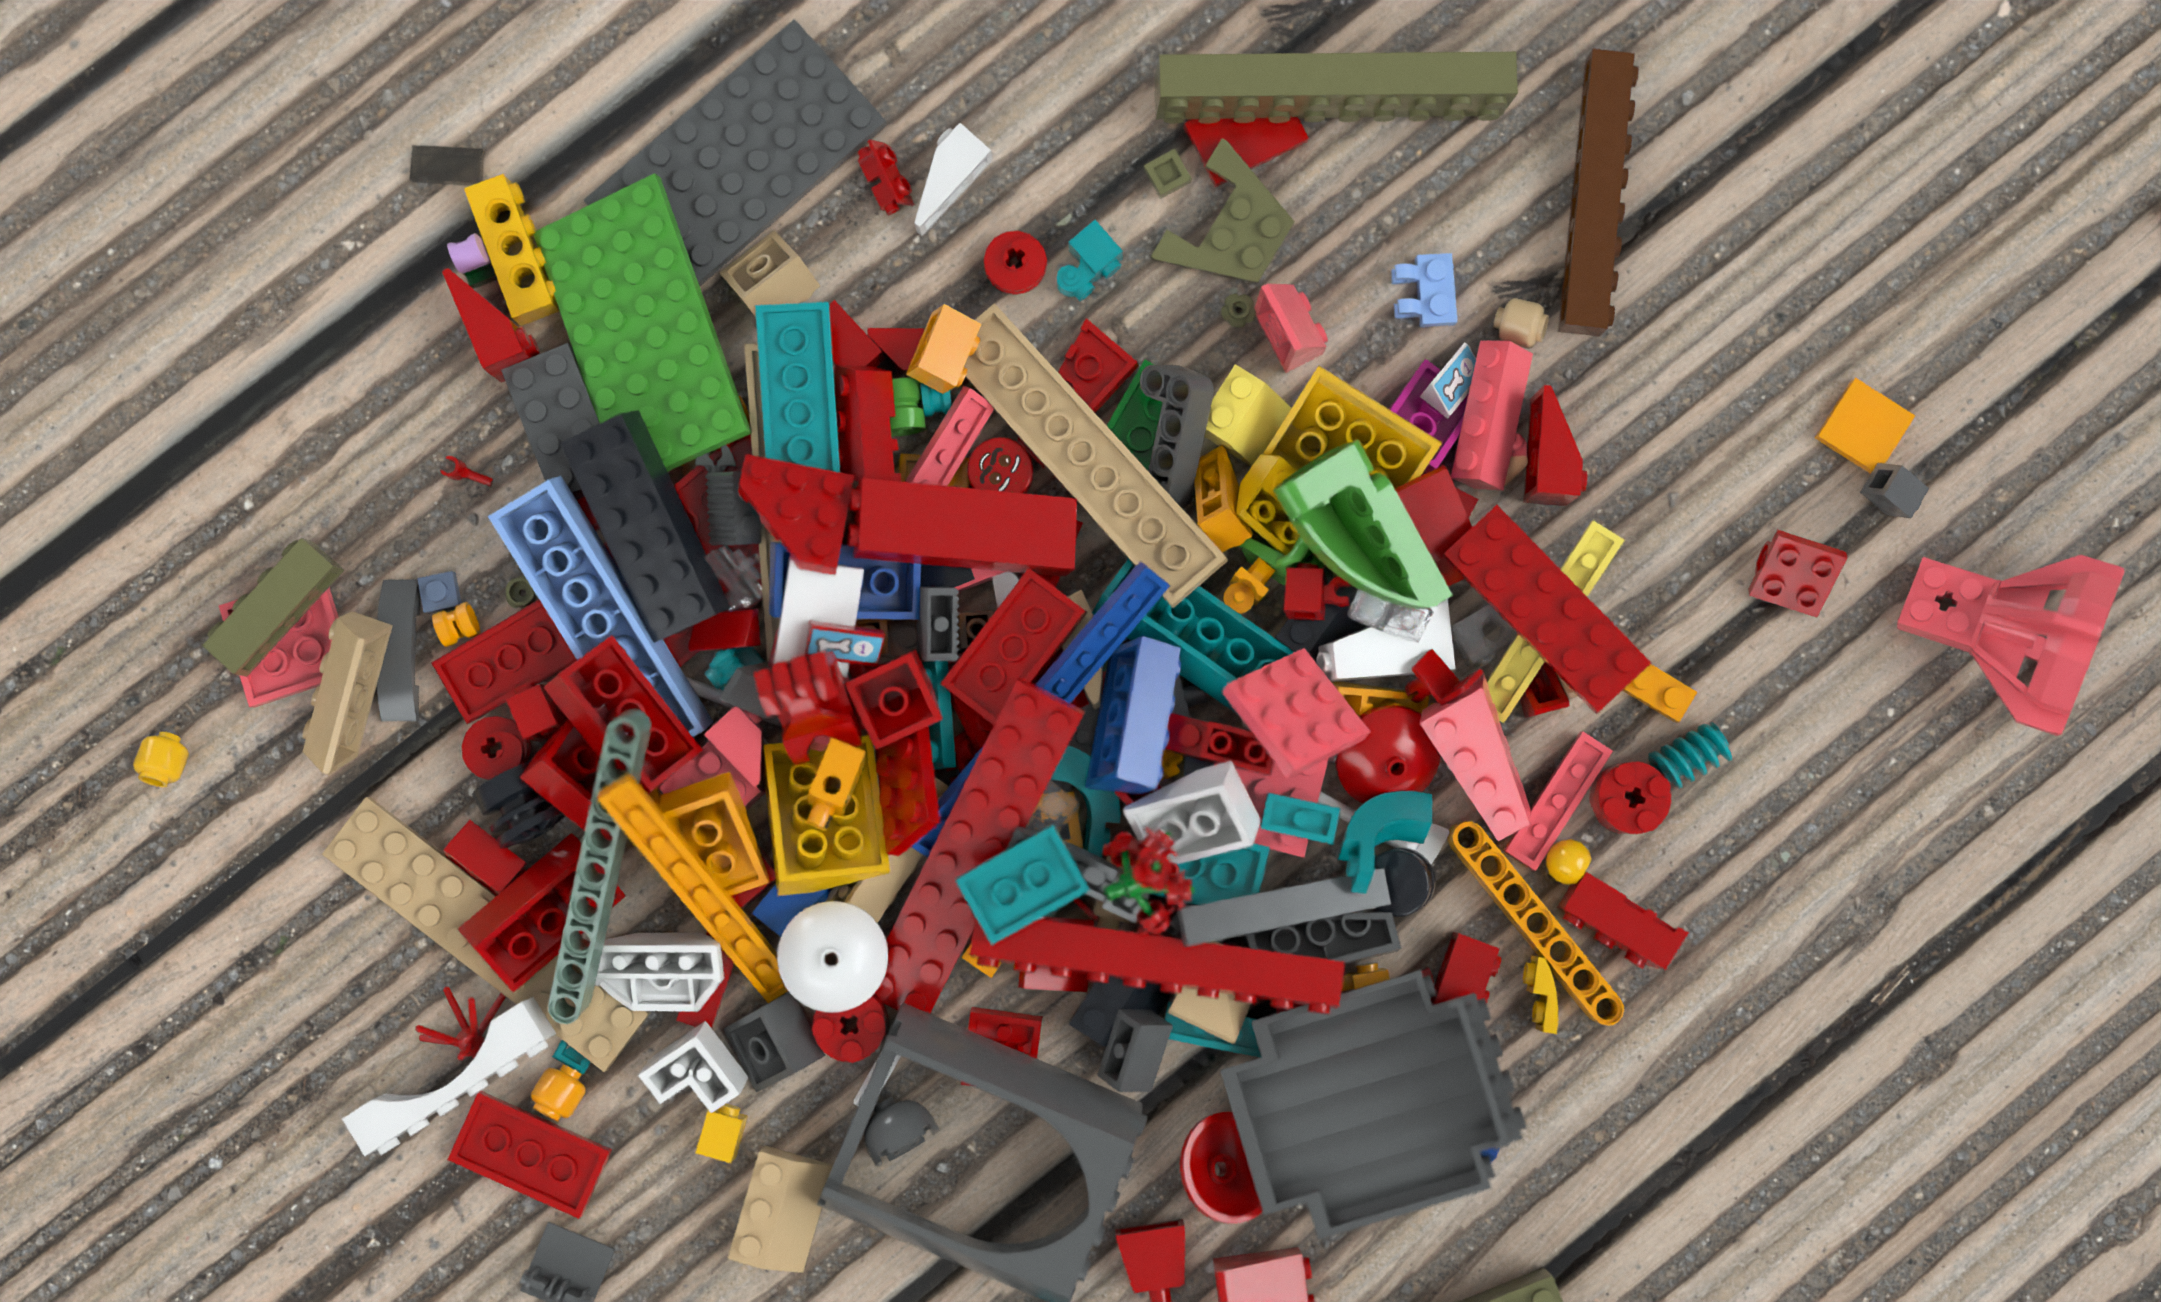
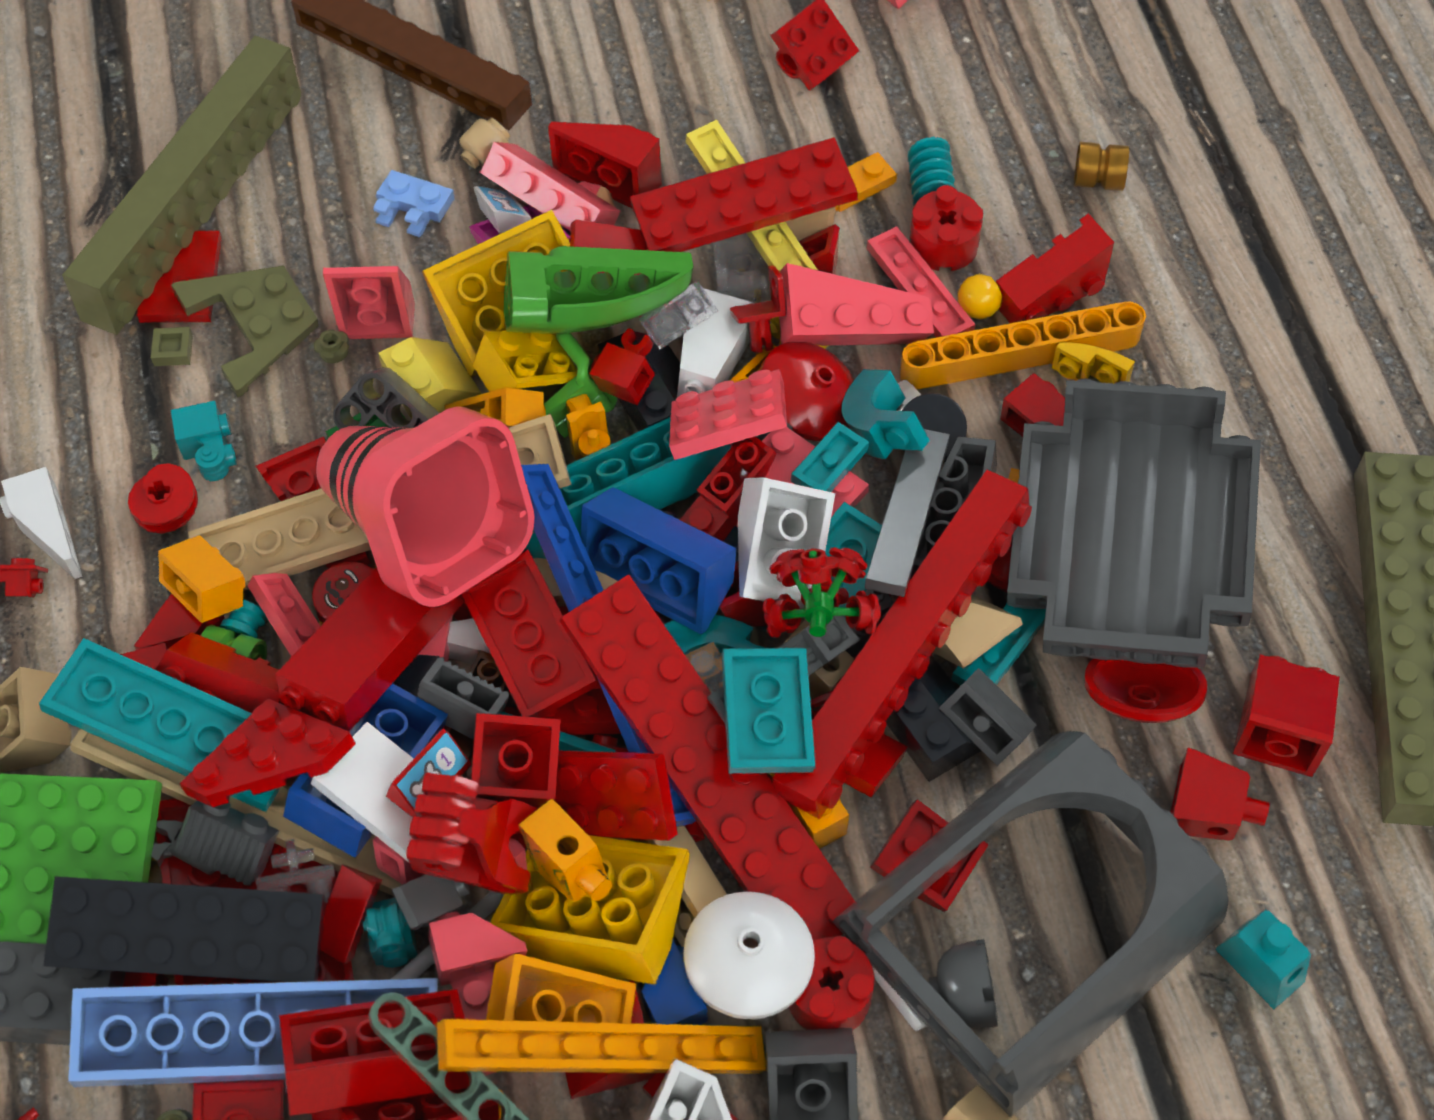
camera: 65 degrees left, 25 degrees down
(1069, 510) = (432, 499): none -> coral cone
(1780, 912) = (1101, 166): none -> pearl gold wheel

